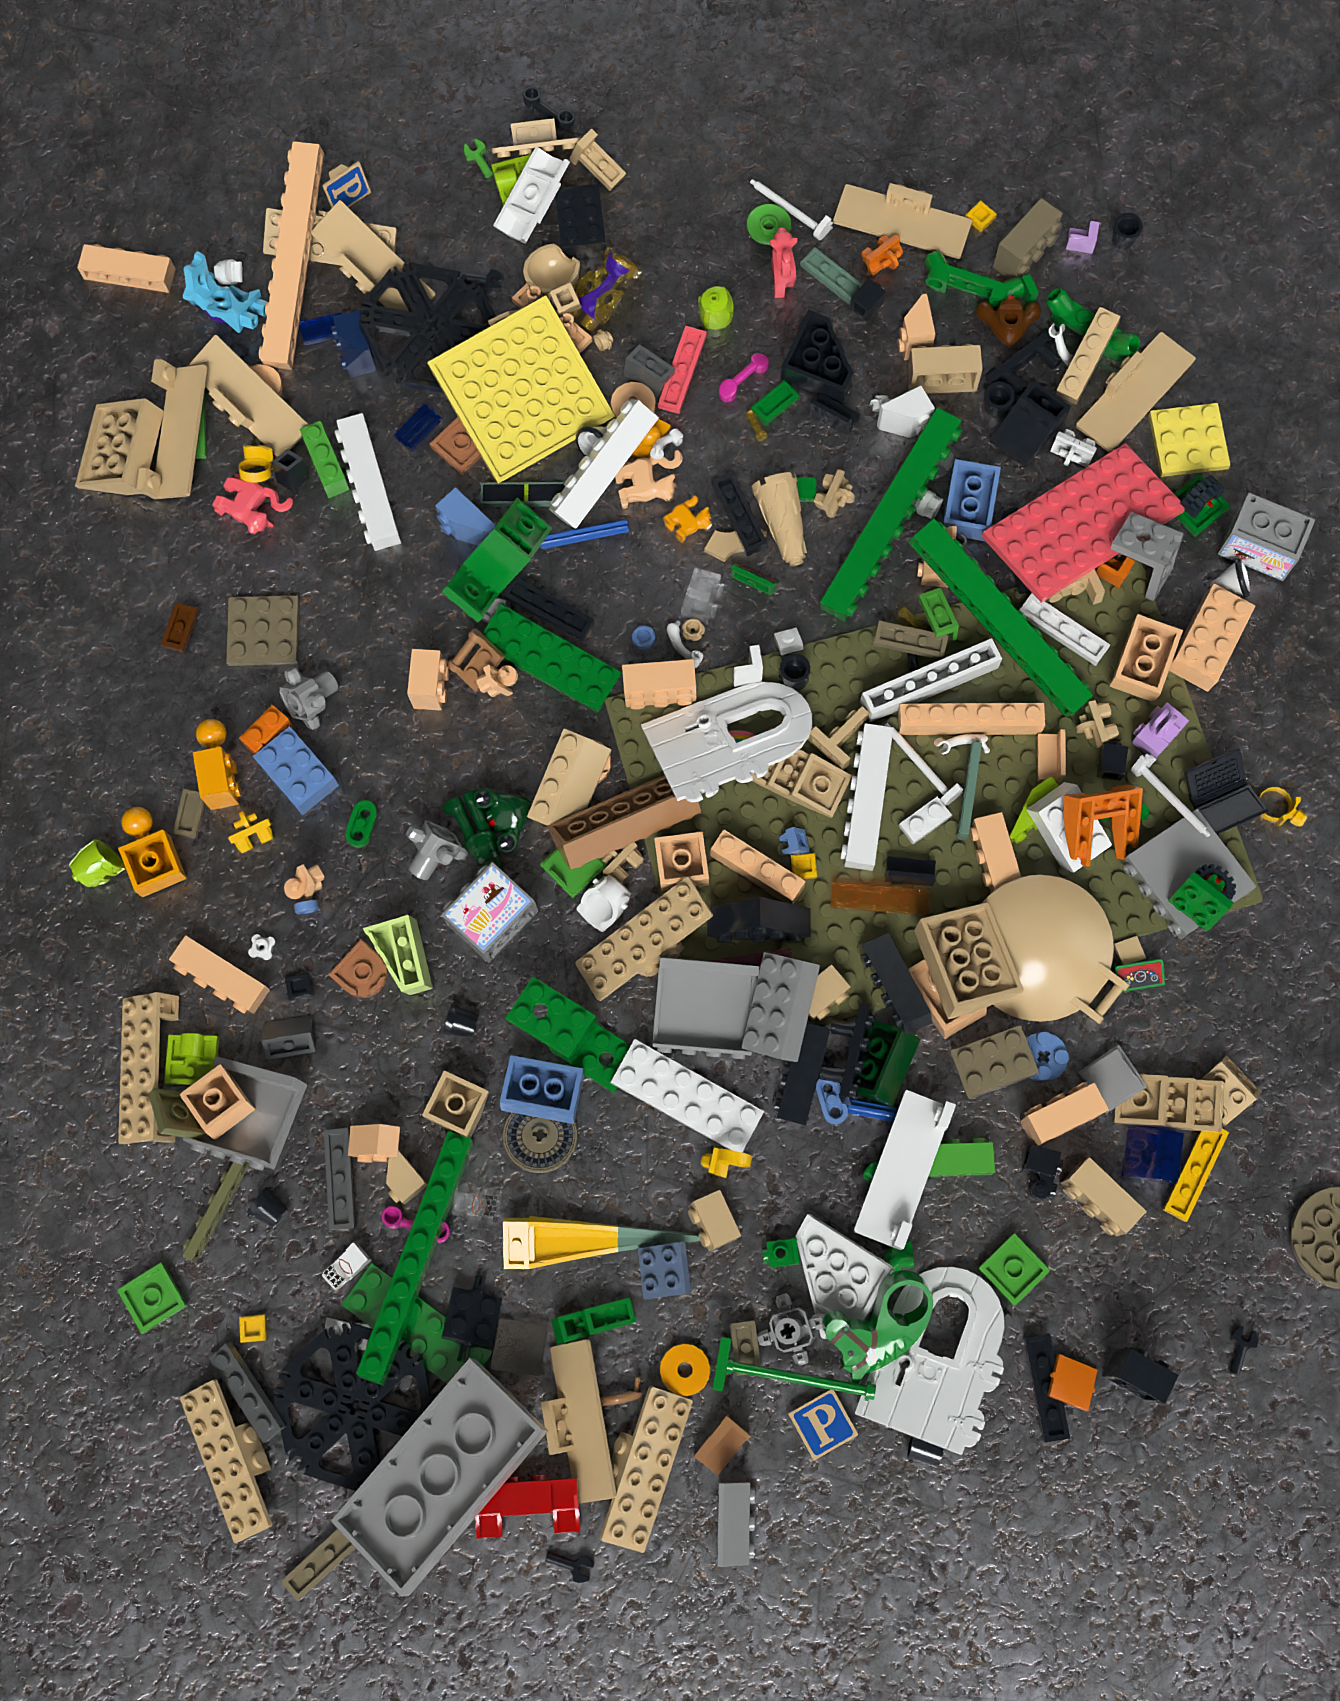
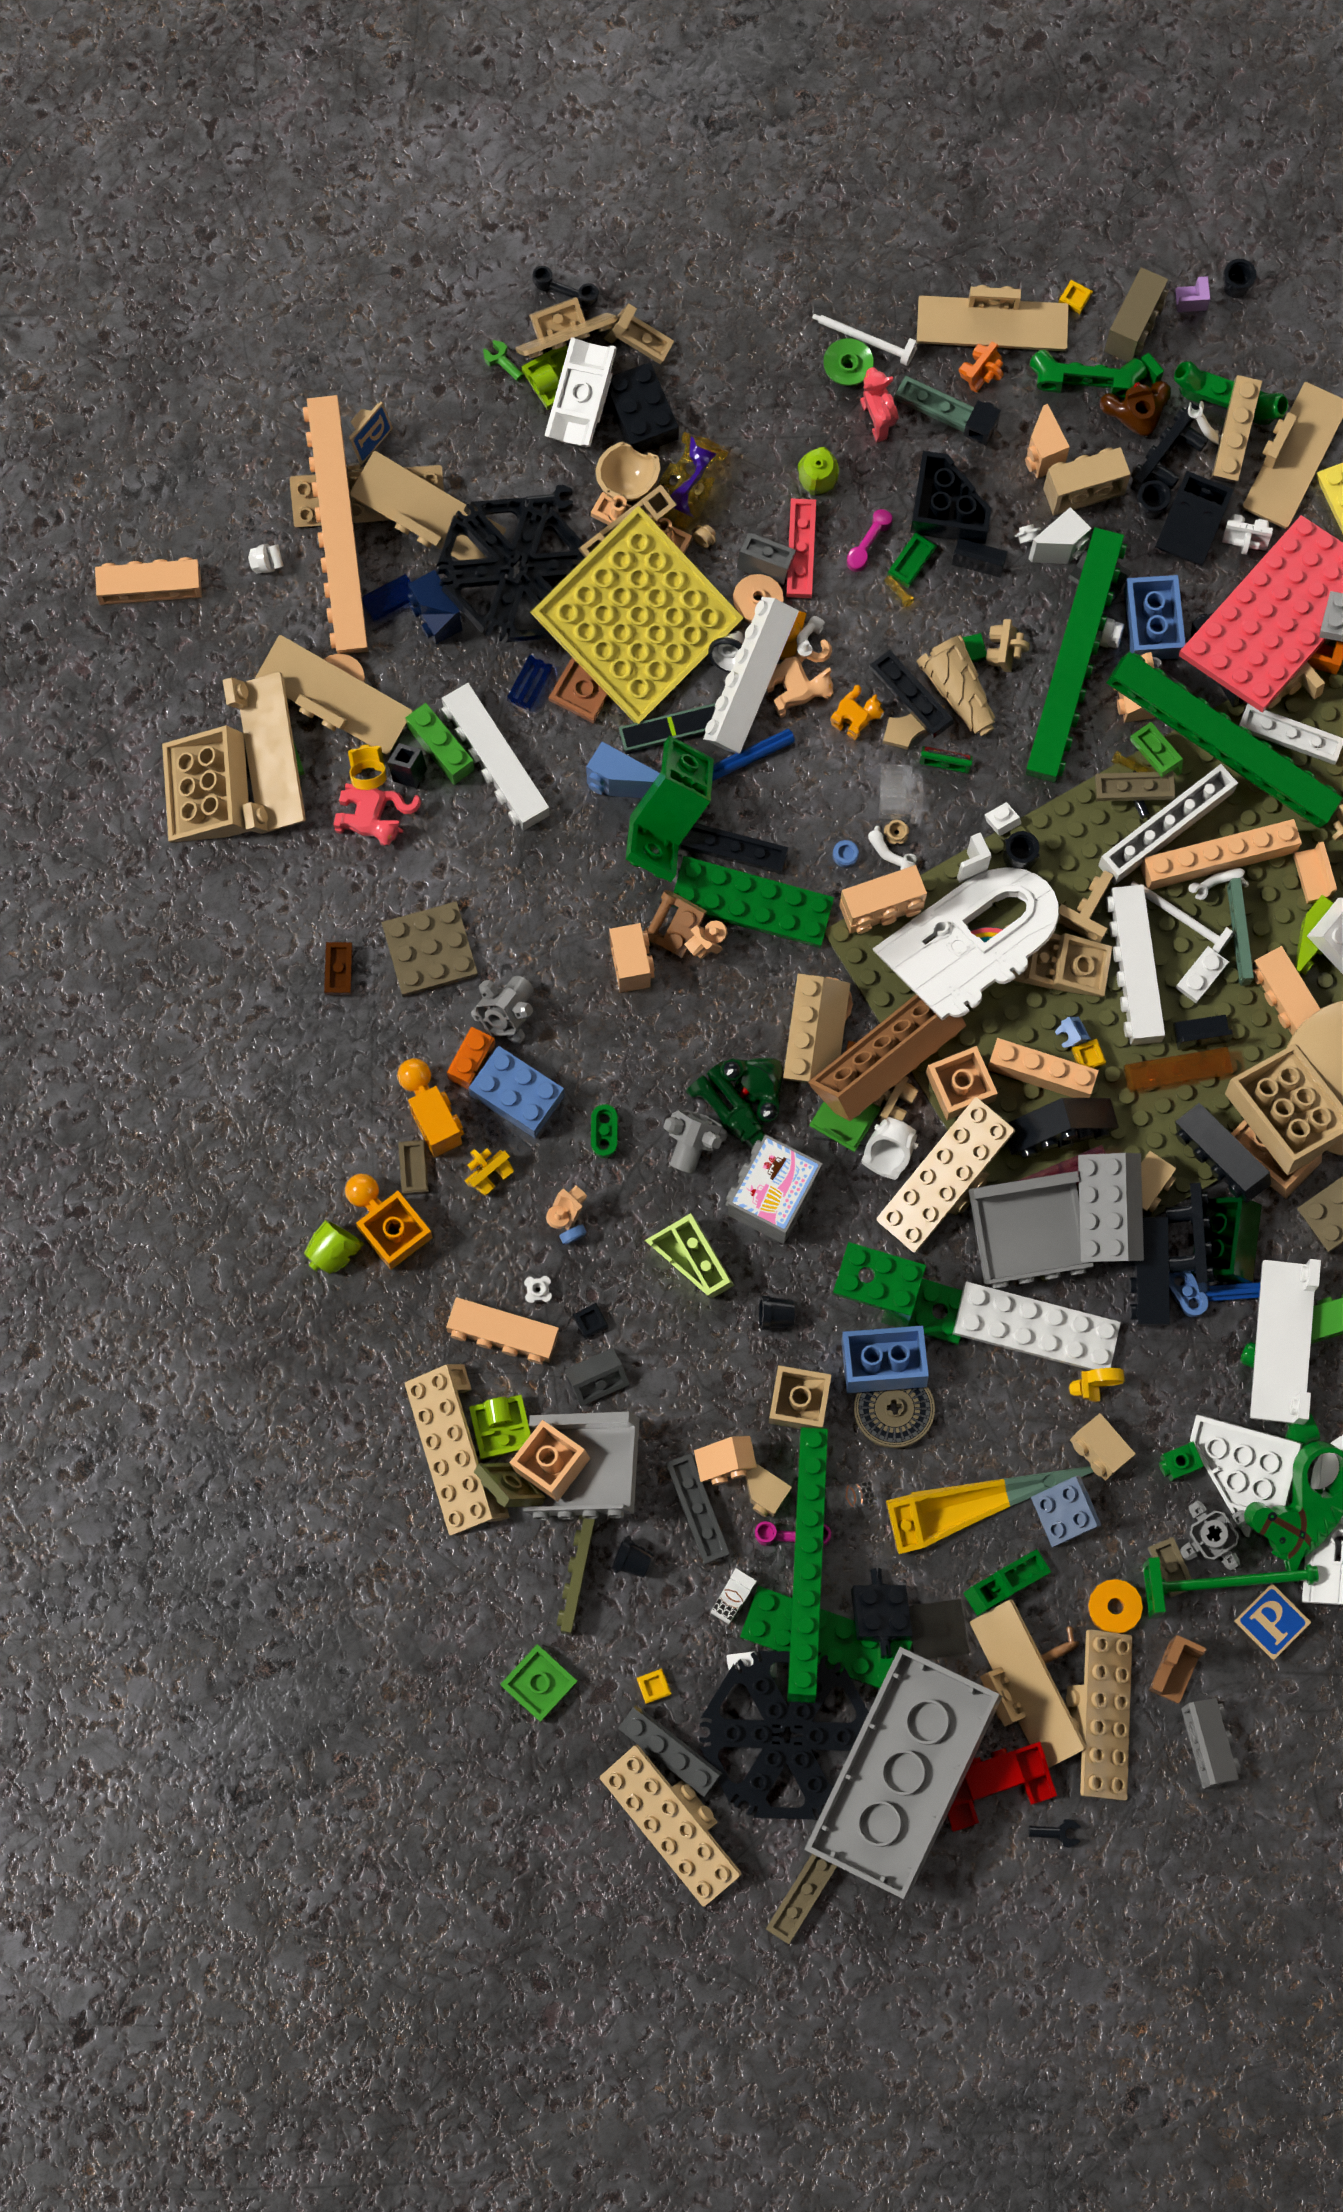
camera: 20 degrees left, 0 degrees up
(238, 307) = (285, 602): medium azure hips -> none
(361, 971) = (651, 1287): nougat tile -> none

